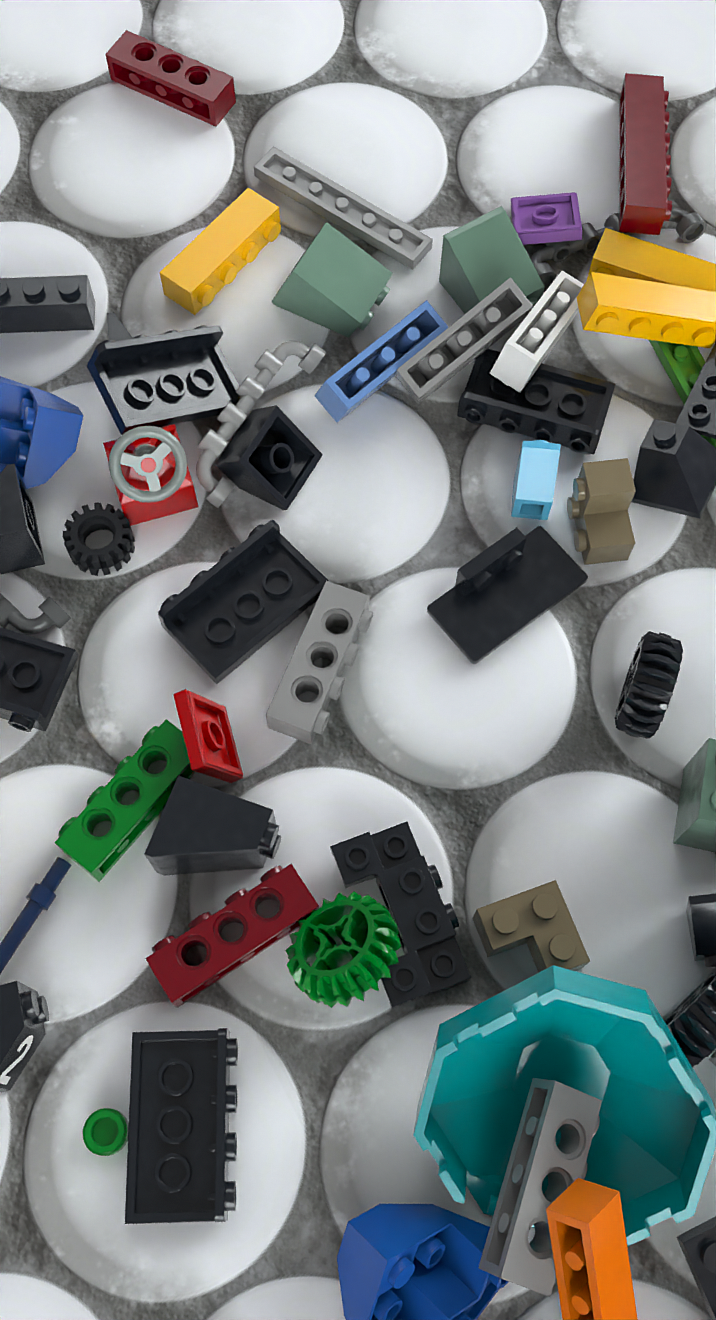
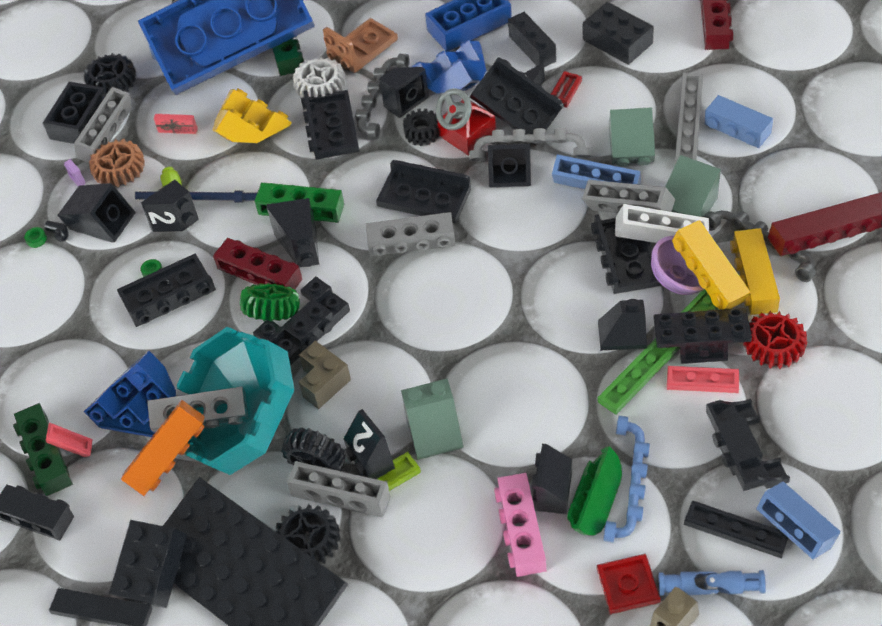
camera: 70 degrees right, 15 degrees down
(114, 197) = (618, 33): none -> black brick
(168, 302) = (578, 79): none -> red tile
(208, 737) = (342, 208): red tile -> none
(221, 251) = (619, 87): yellow brick -> none
(387, 156) = (738, 121): none -> medium blue brick
(505, 591) = (501, 288): black bracket -> none
(535, 479) = (569, 268): medium azure slope -> none
(547, 218) = (751, 204): medium lavender tile -> none
(601, 511) = (573, 306): dark tan brick -> none
(615, 358) = (671, 269): none -> lavender hat
(649, 685) = (477, 361): black gear -> none

